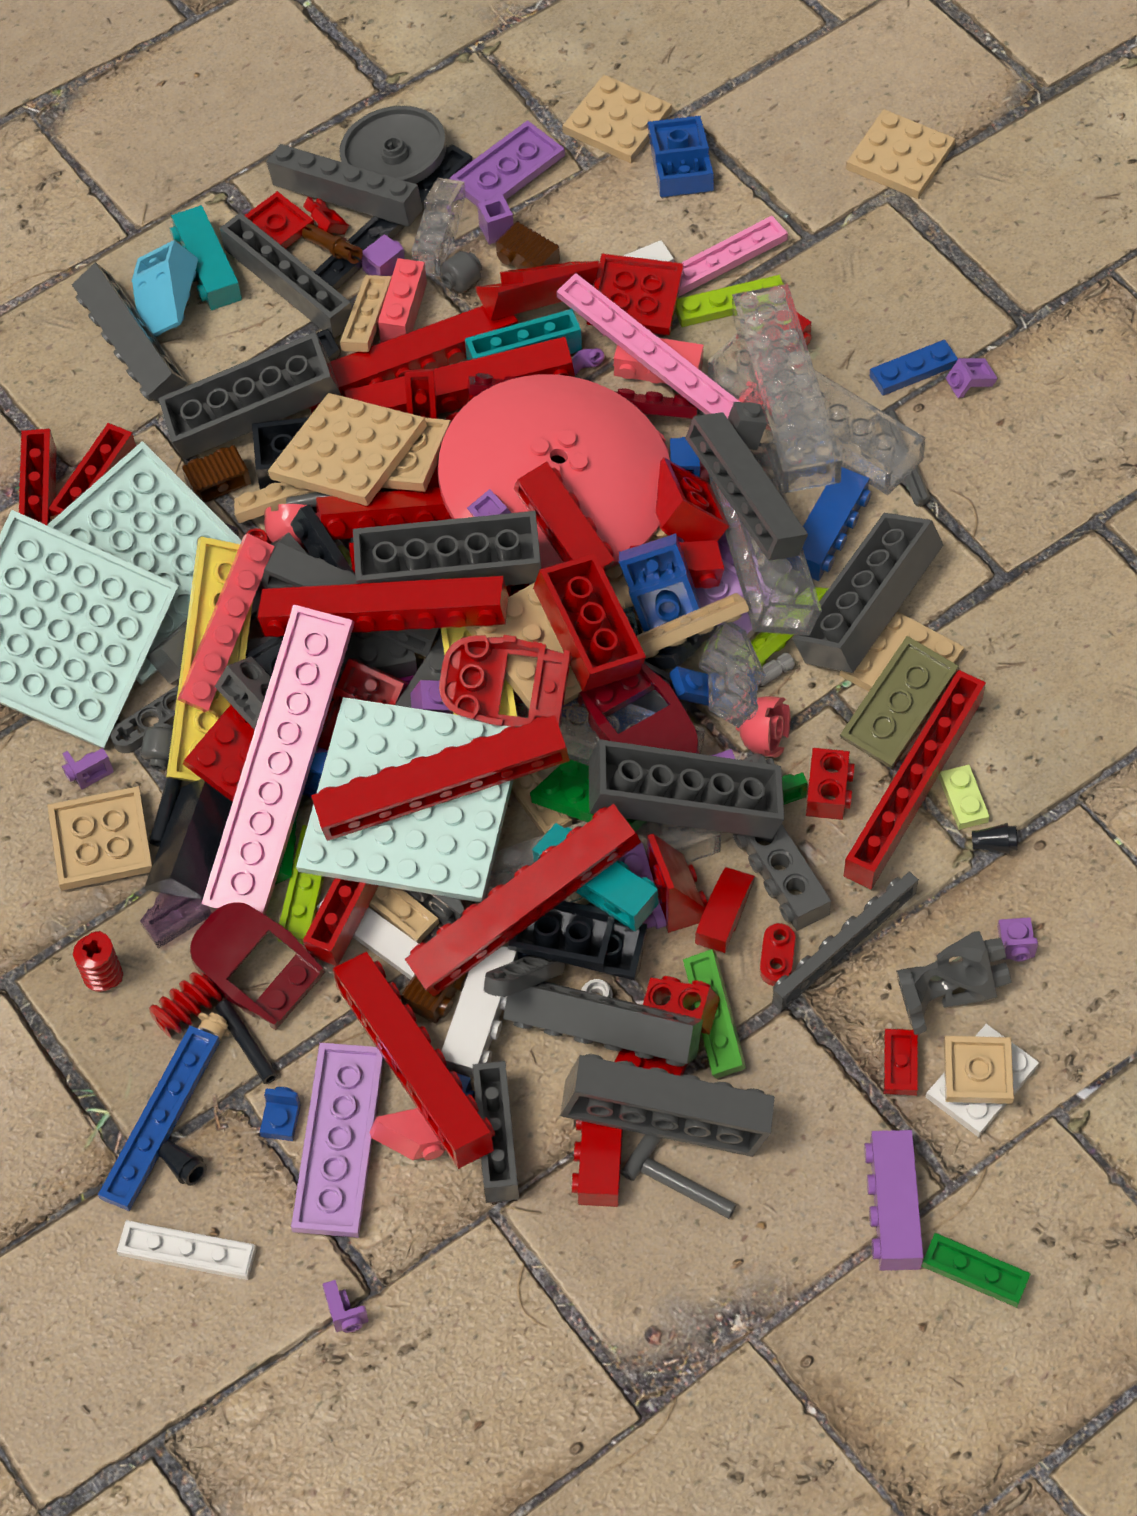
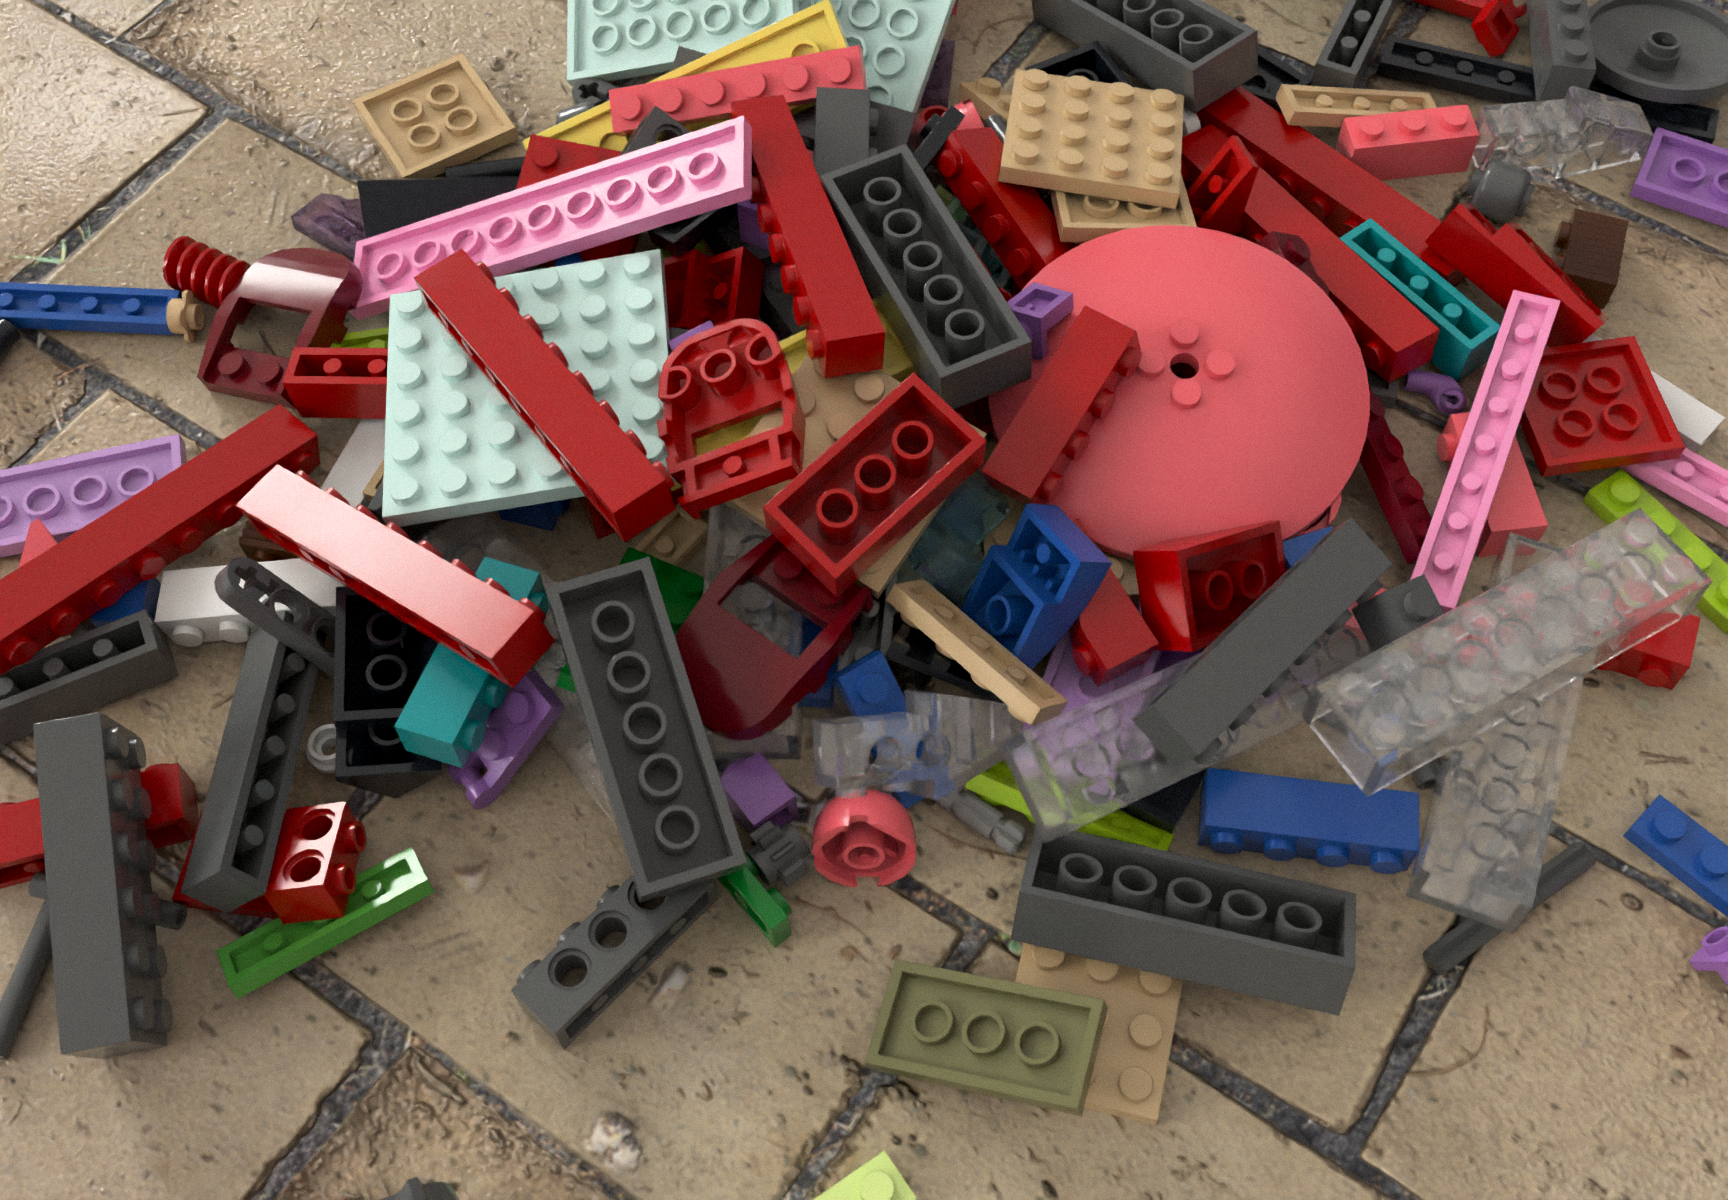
camera: 70 degrees right, 0 degrees up
(89, 769) = (528, 73): medium lavender bracket -> none
(97, 962) = (238, 166): red piece -> none
(216, 474) = (1013, 42): reddish brown brick -> none
(246, 1042) = (167, 369): black piece -> none
(280, 1114) = (74, 430): blue bracket -> none
(337, 245) = (1450, 37): reddish brown pin -> none
(382, 256) = (1471, 89): medium lavender brick -> none
(494, 218) = (1618, 191): medium lavender brick -> none
(675, 885) = (514, 778): red slope -> none
(724, 909) = (515, 878): red slope -> none
(777, 952) = (461, 990): red plate -> none
(828, 783) = (792, 954): red brick -> none
(837, 947) = (525, 1094): dark grey plate -> none
(914, 780) = (845, 1107): red brick -> none

